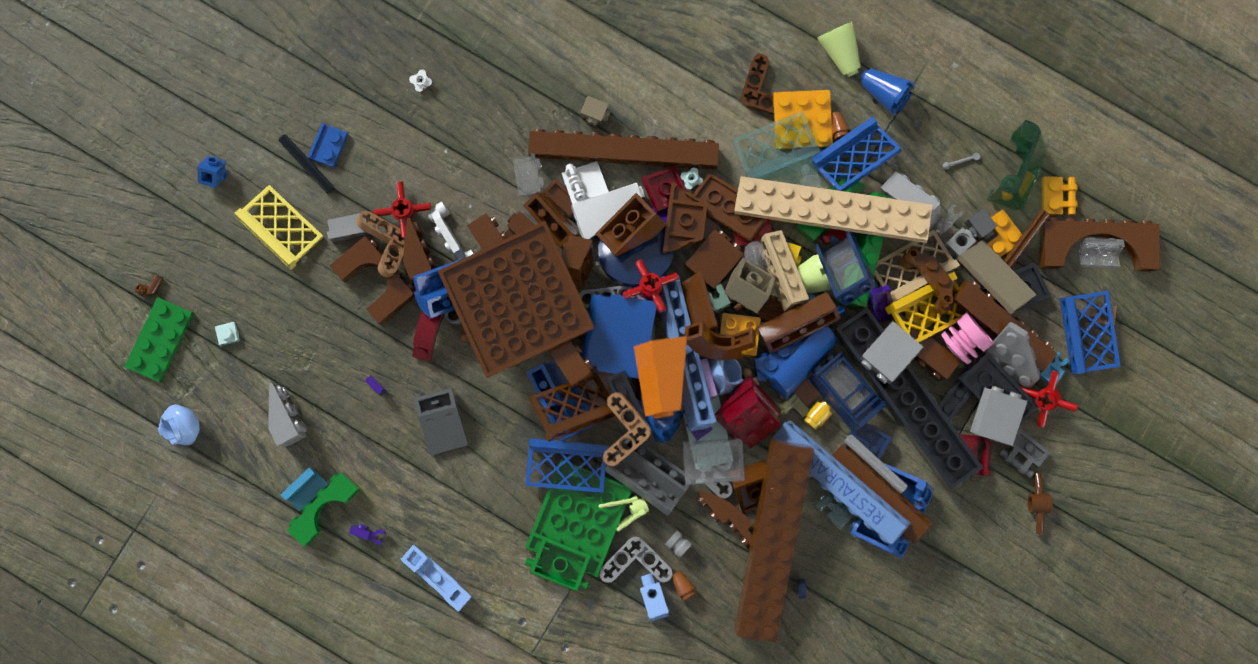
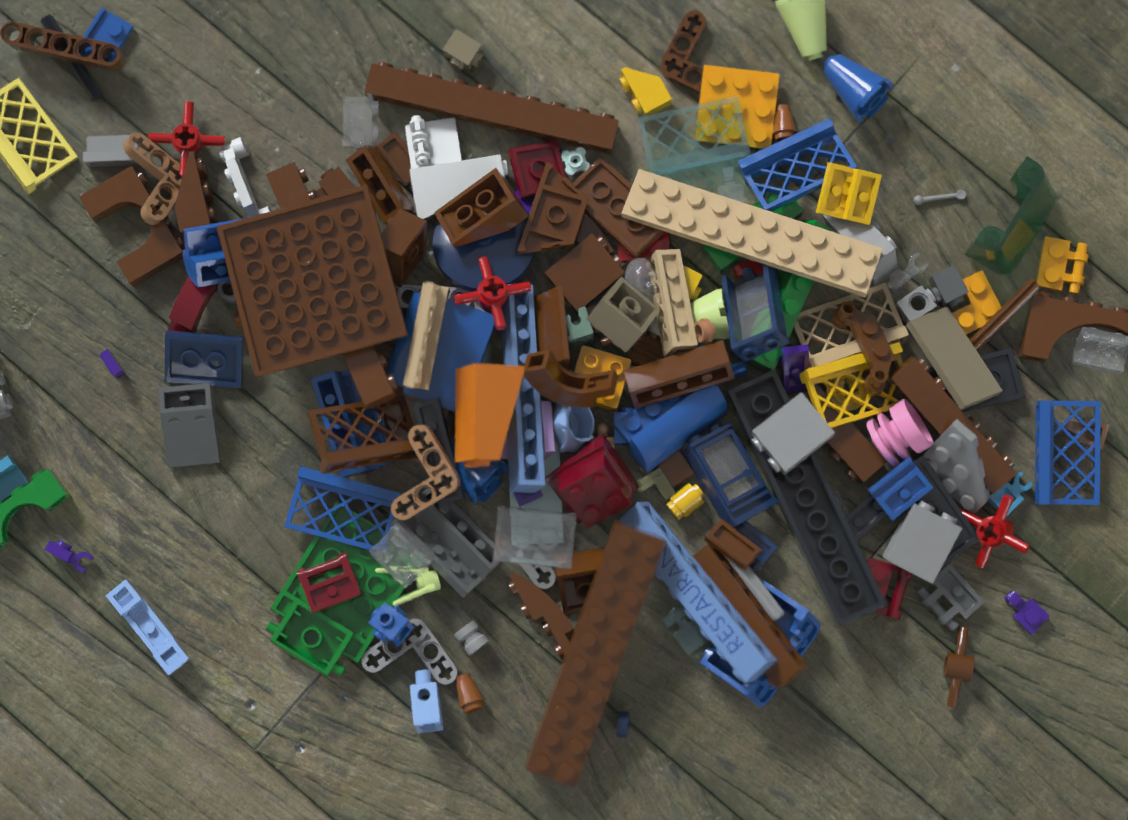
camera: 15 degrees right, 0 degrees up
(290, 152) = (51, 44): none -> reddish brown beam
(443, 370) = (204, 359): none -> dark blue plate
(568, 527) = (332, 590): none -> dark red plate
(607, 326) = (426, 336): none -> tan fence
(616, 492) = (401, 556): none -> clear bracket
(617, 544) = (390, 624): none -> blue brick
(735, 118) = (647, 91): none -> yellow slope
(812, 287) = (704, 331): none -> nougat plate
(860, 442) = (733, 544): none -> reddish brown tile
(898, 168) = (848, 193): none -> yellow slope
(976, 379) = (900, 488): none -> blue plate
(1082, 454) = (1027, 613): none -> dark purple plate

